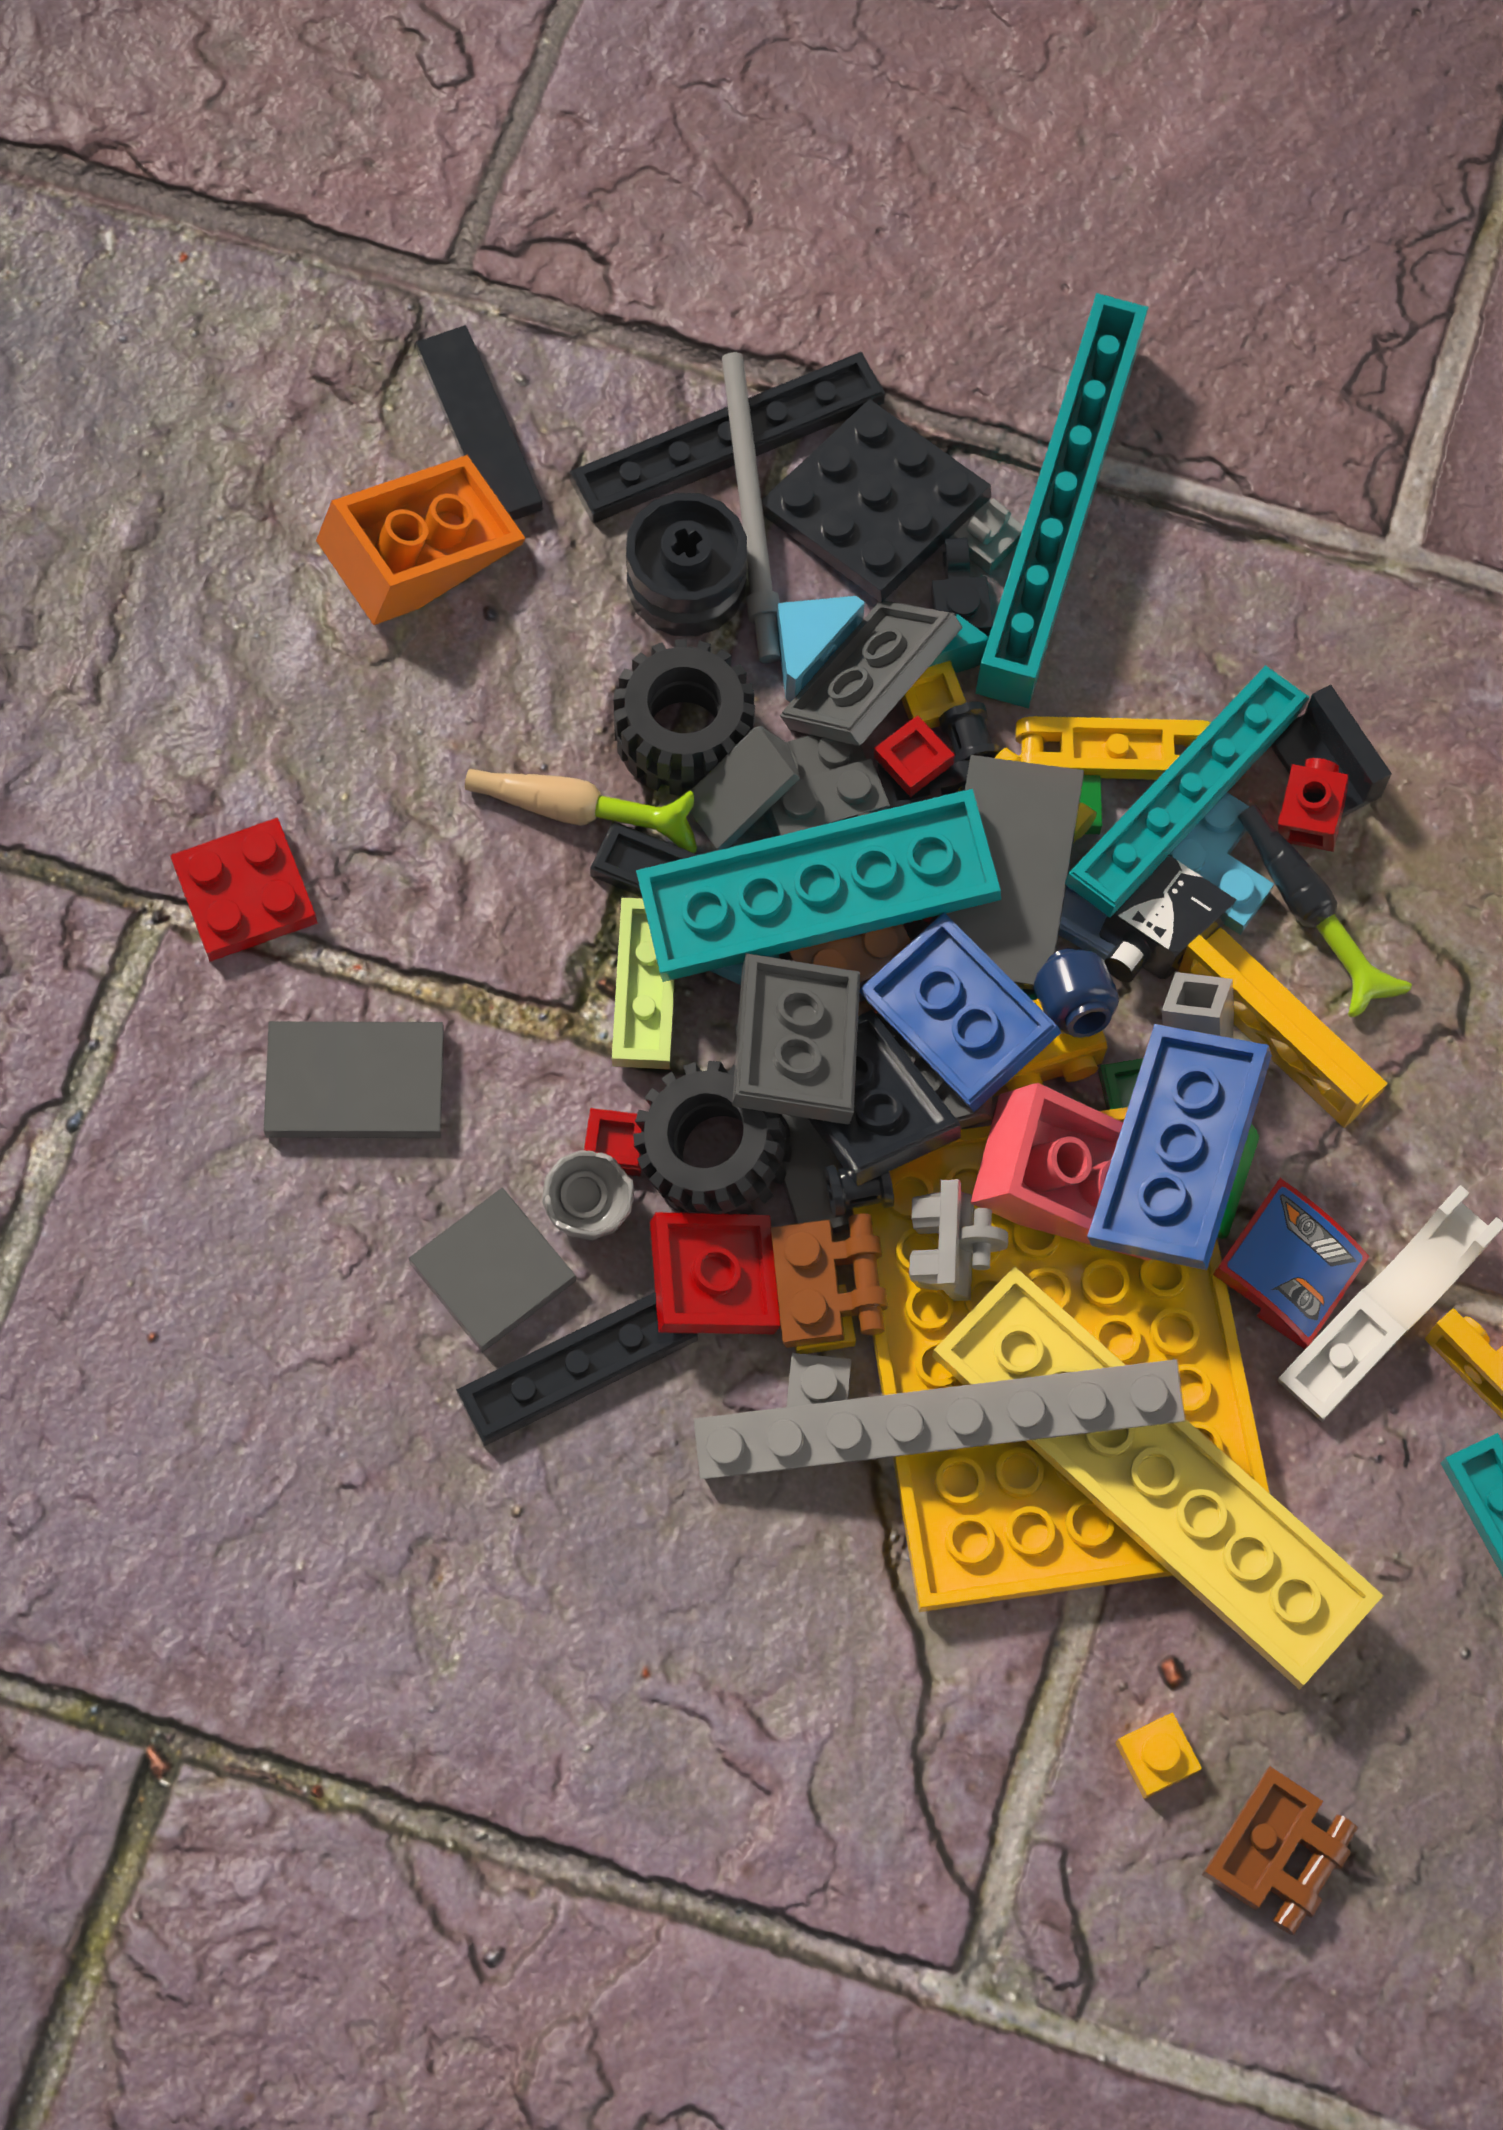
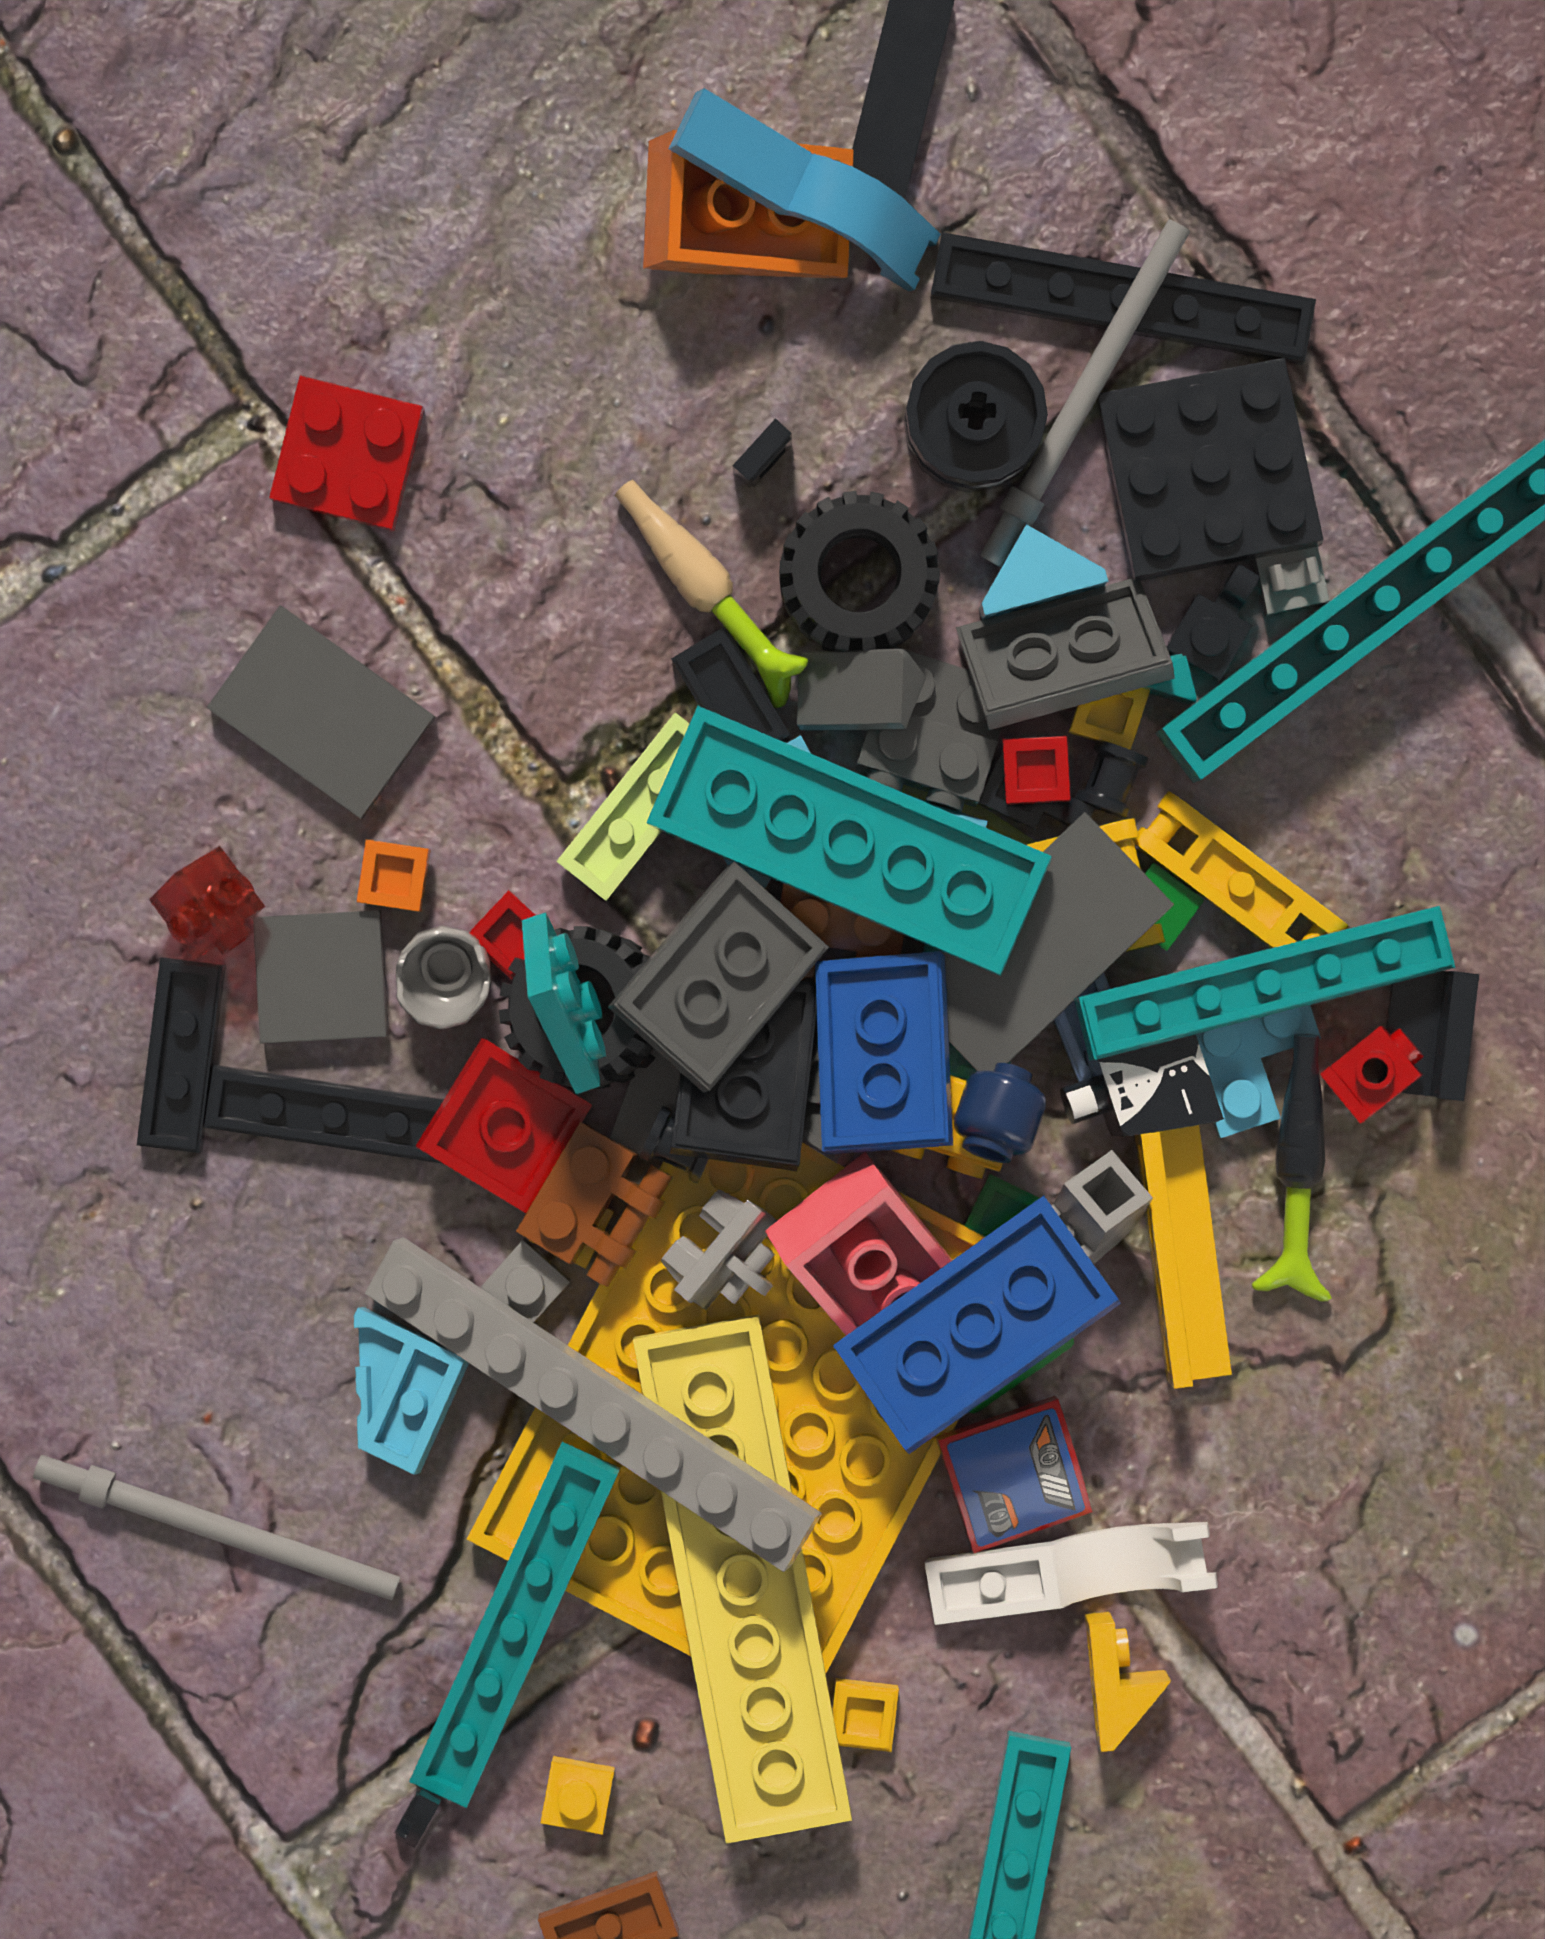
camera: 40 degrees right, 20 degrees up
(368, 1265) = (208, 905): none -> clear red brick
(425, 1403) = (181, 1055): none -> black tile
(441, 488) = (804, 185): none -> dark azure piece
(495, 1154) = (393, 875): none -> orange plate
(553, 687) = (763, 454): none -> black tile
(600, 1784) = (100, 1488): none -> light grey bar
(689, 1110) = (562, 1002): none -> teal plate
(783, 1530) = (402, 1389): none -> medium azure wing
(1009, 1644) = (514, 1624): none -> teal plate
(1047, 1863) = (417, 1816): none -> black tile
(1333, 1523) = (865, 1714): none -> yellow tile

